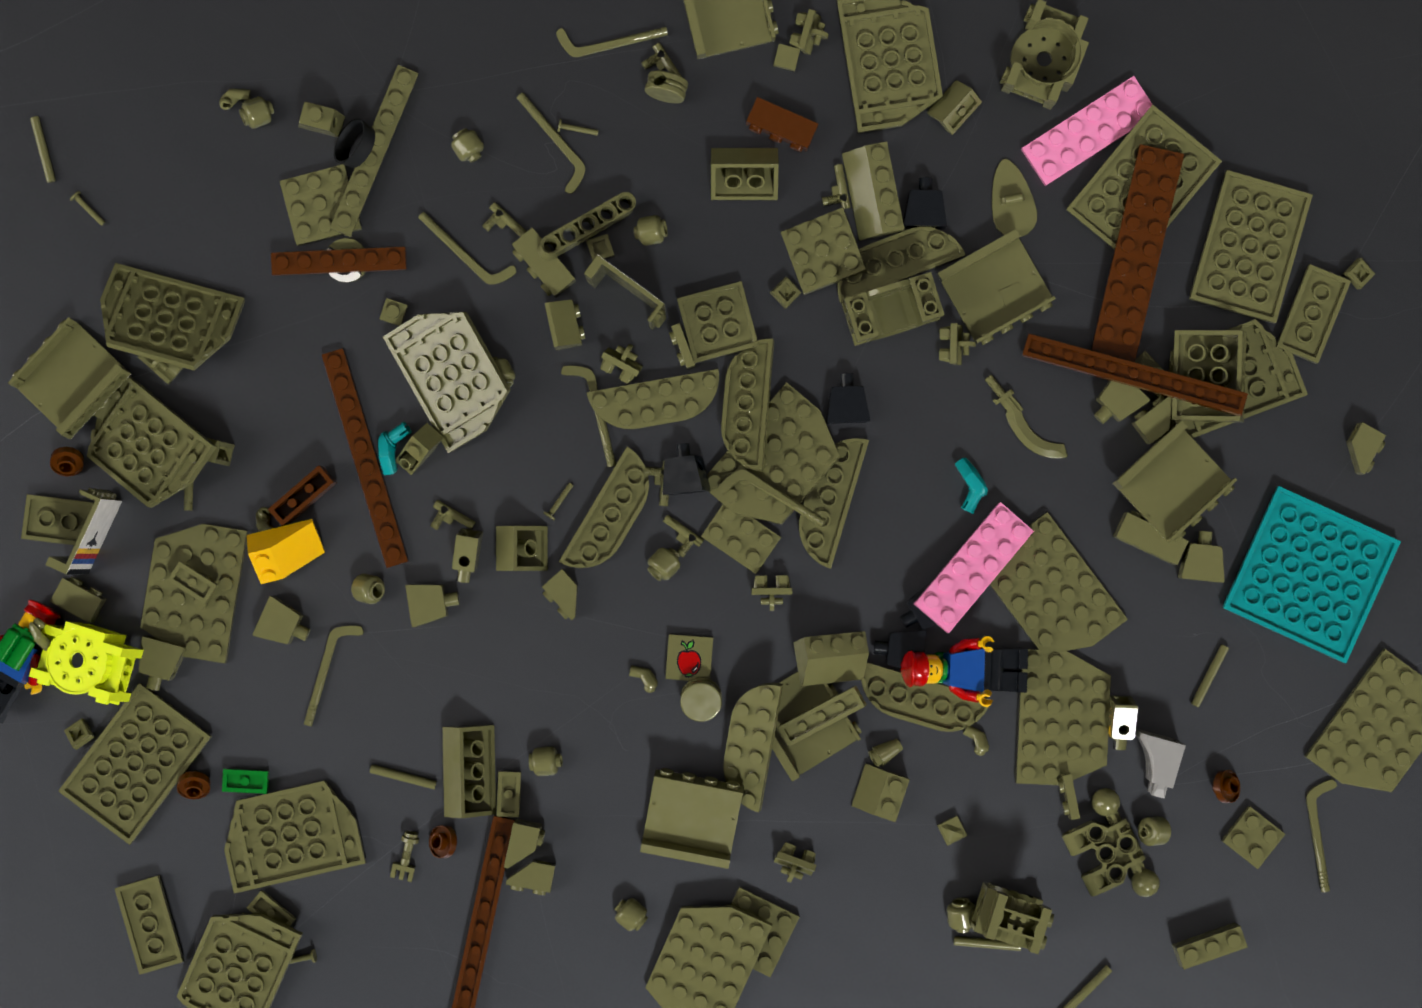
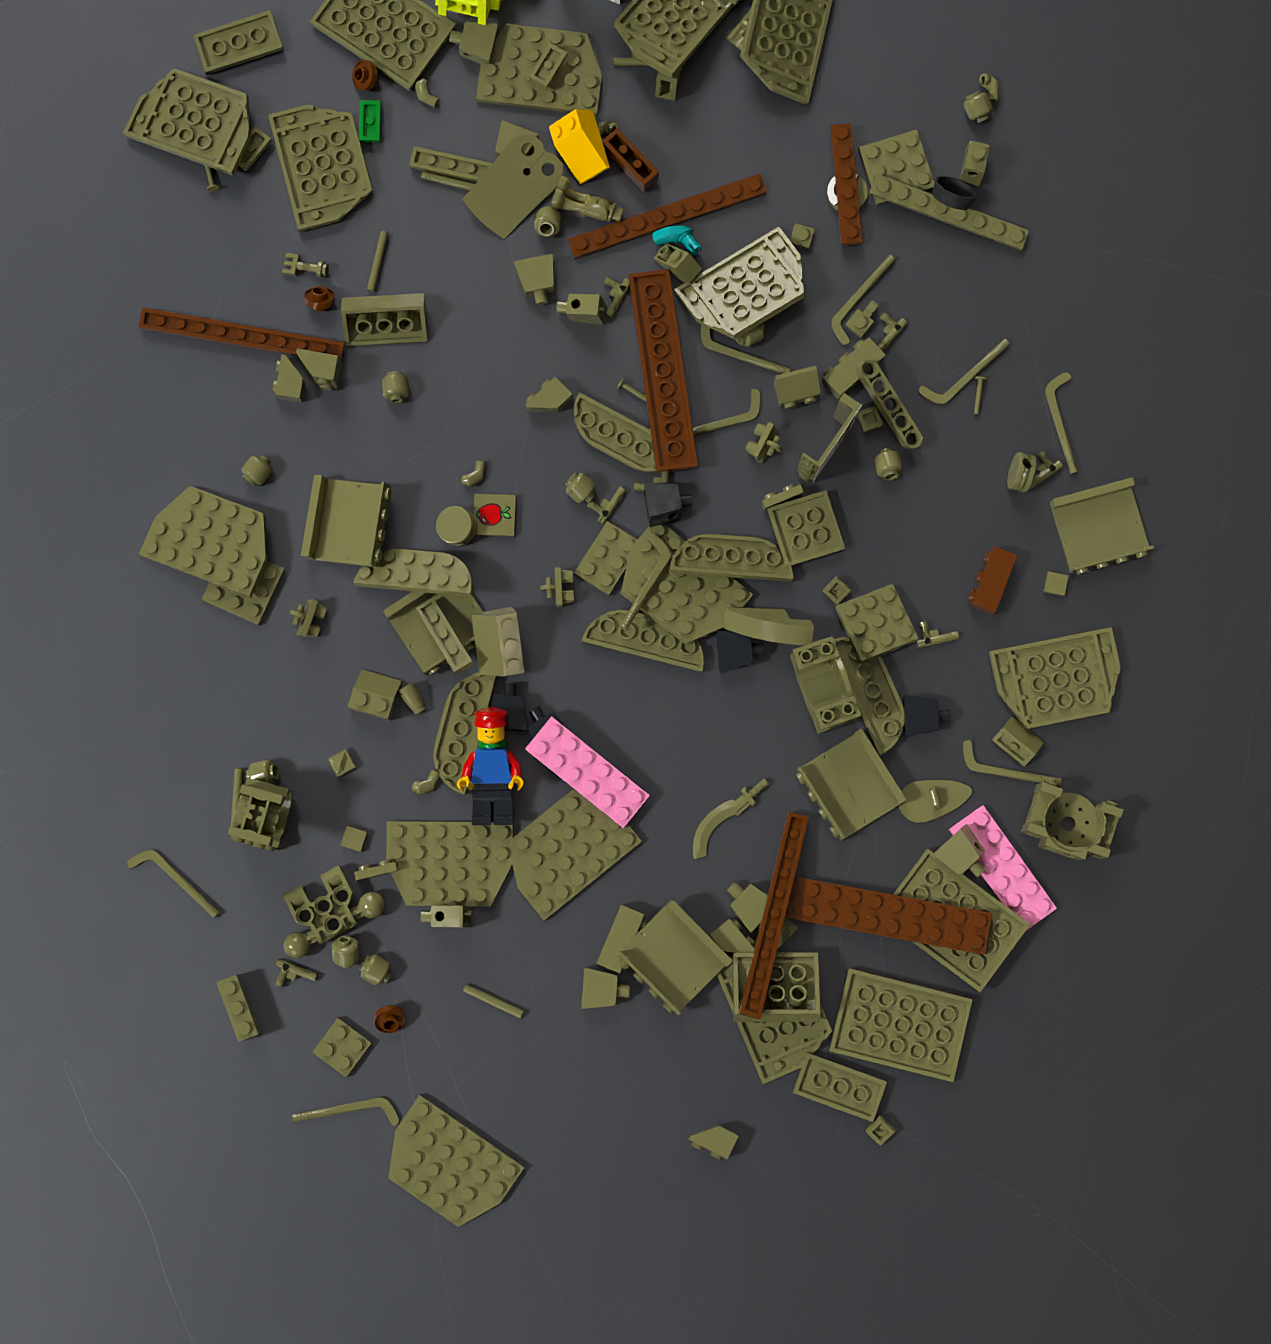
camera: 90 degrees right, 5 degrees down
(217, 720) = (423, 94): none -> olive arm
(299, 693) = (448, 164): none -> olive plate
(334, 633) = (505, 193): none -> olive piece
(352, 539) = (586, 204): none -> olive piece
(467, 145) = (958, 295): olive head -> none
(490, 252) = (861, 321): none -> olive plate
(508, 794) = (364, 355): olive plate -> none
(514, 407) = (711, 345): none -> olive piece
(521, 548) = (590, 358): olive slope -> none
(539, 469) = (662, 371): none -> reddish brown plate
(656, 400) = (730, 475): olive plate -> none
(744, 173) = (945, 547): olive slope -> none
(811, 33) = (1080, 604): olive hips -> none
(823, 366) = (768, 625): none -> olive slope
(873, 191) = (934, 667): olive slope -> none
(954, 334) = (795, 751): olive hips -> none
(974, 481) = (667, 771): teal arm -> none
(987, 121) = (981, 768): none -> olive piece
(1033, 819) = (354, 838): none -> olive tile
(1073, 172) = (962, 852): none -> olive torso
(1162, 760) = (414, 955): light grey hips -> none
(1172, 888) = (292, 972): none -> olive hose
(1175, 801) = (375, 970): none -> olive head
(1311, 574) = (592, 1094): teal plate -> none

